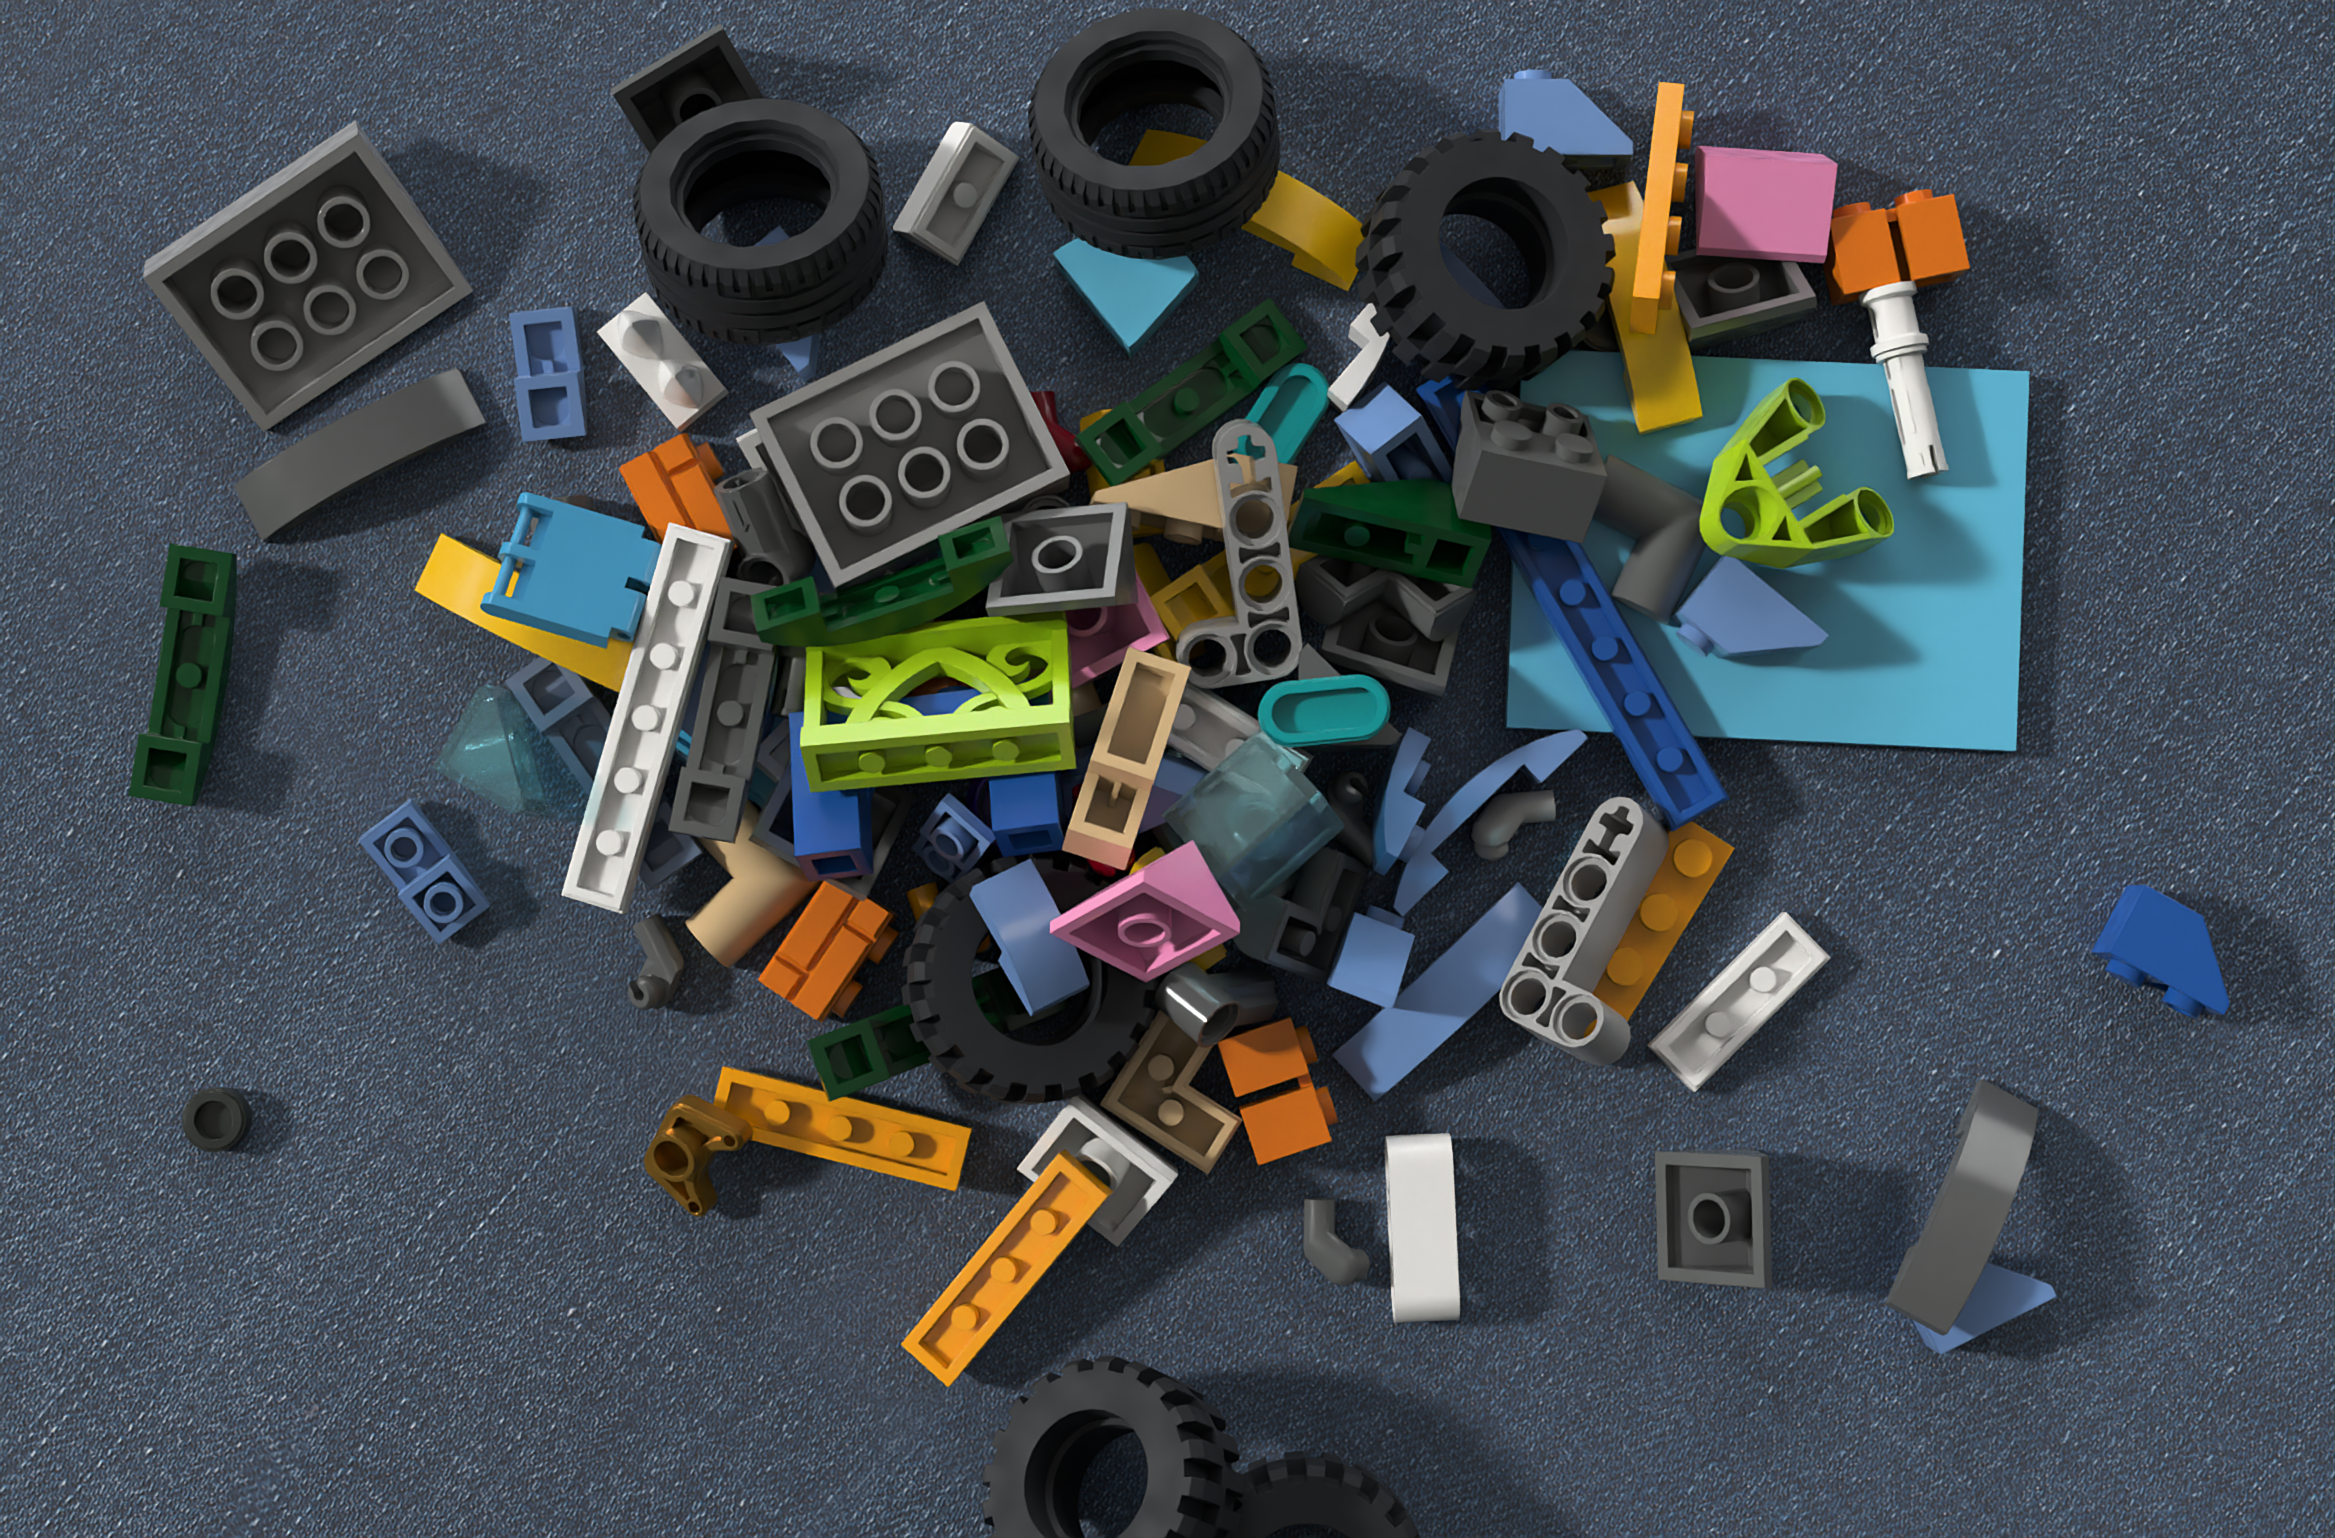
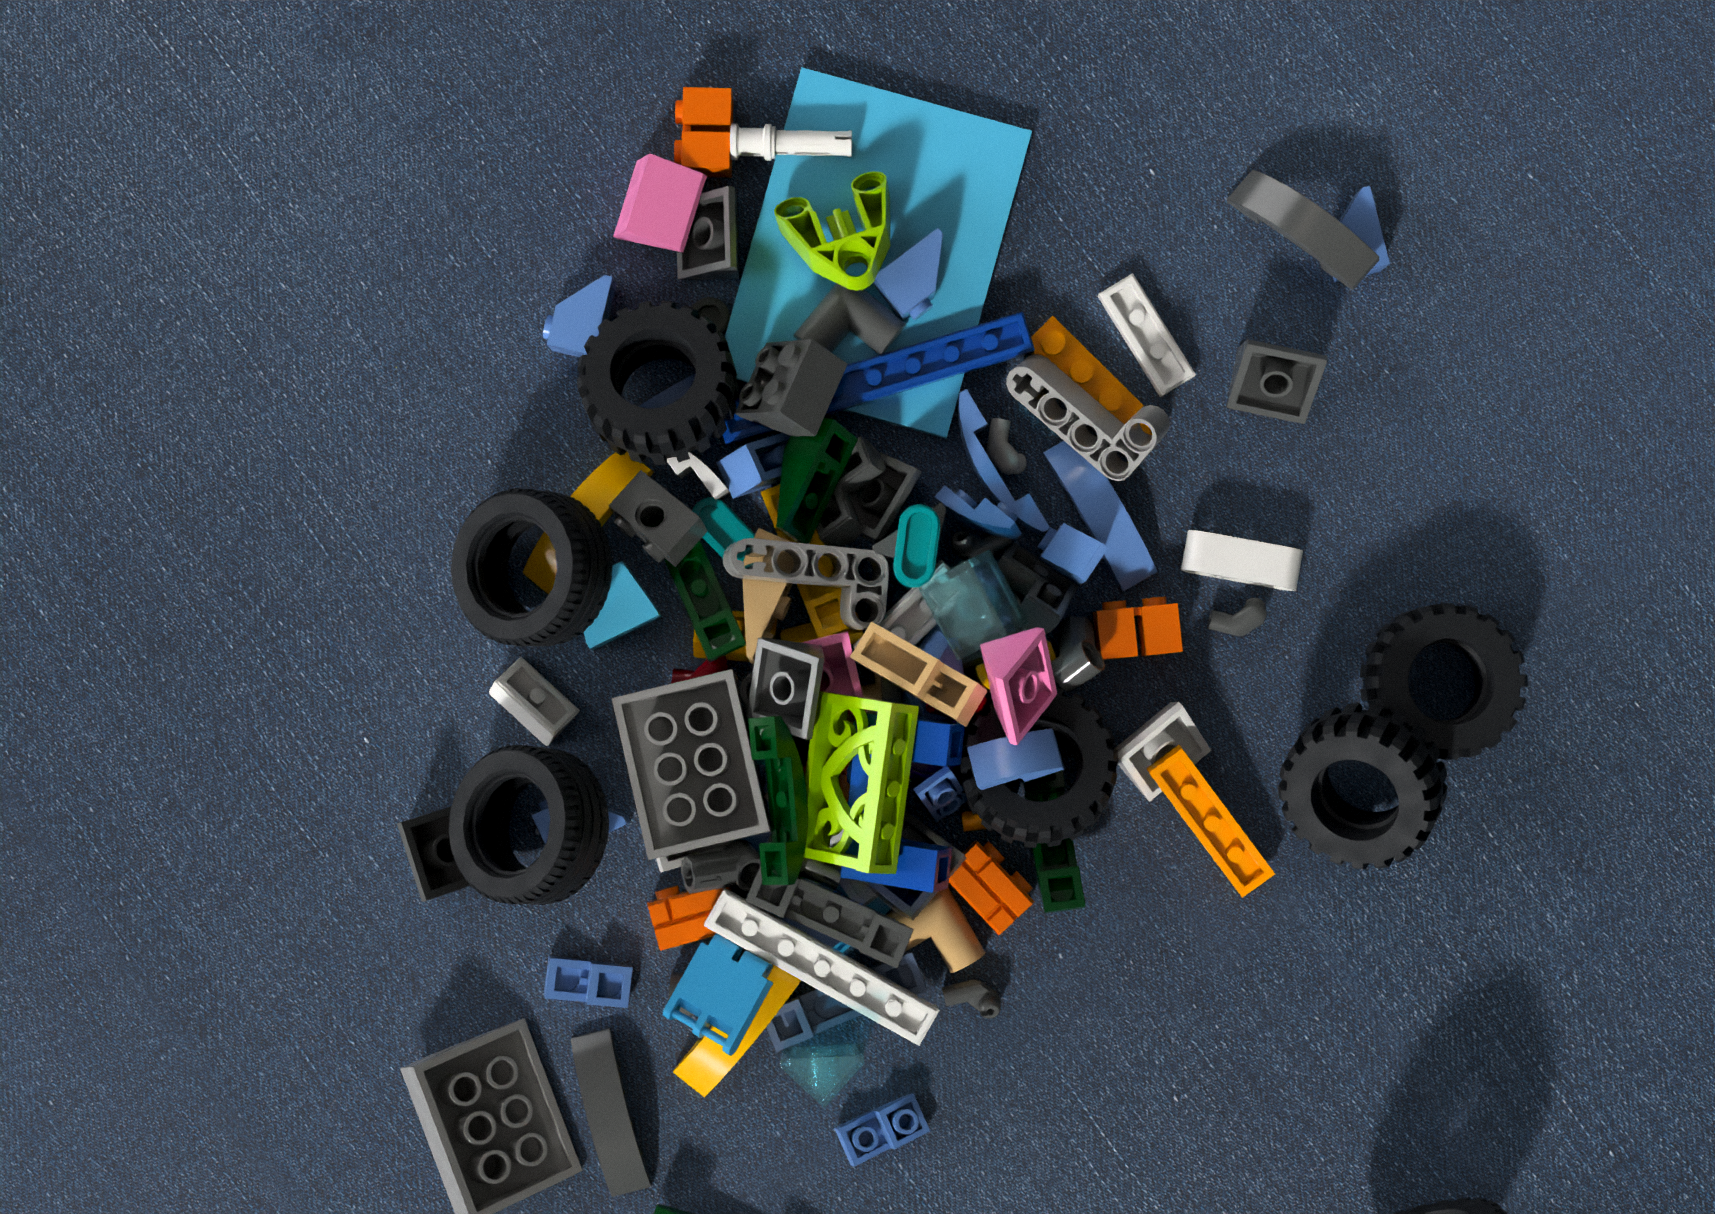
camera: 80 degrees left, 0 degrees up
(662, 362) = (597, 908): white tile -> none
(686, 1147) = (1090, 1002): pearl gold piece -> none
(846, 1128) = (1104, 901): light orange plate -> none
(1159, 1101) = (1130, 702): tan brick -> none
(1300, 285) = (646, 499): none -> dark grey brick
(1656, 366) = (712, 291): yellow slope -> none
(1660, 231) = (664, 272): light orange plate -> none
(2165, 946) = (1171, 70): blue slope -> none

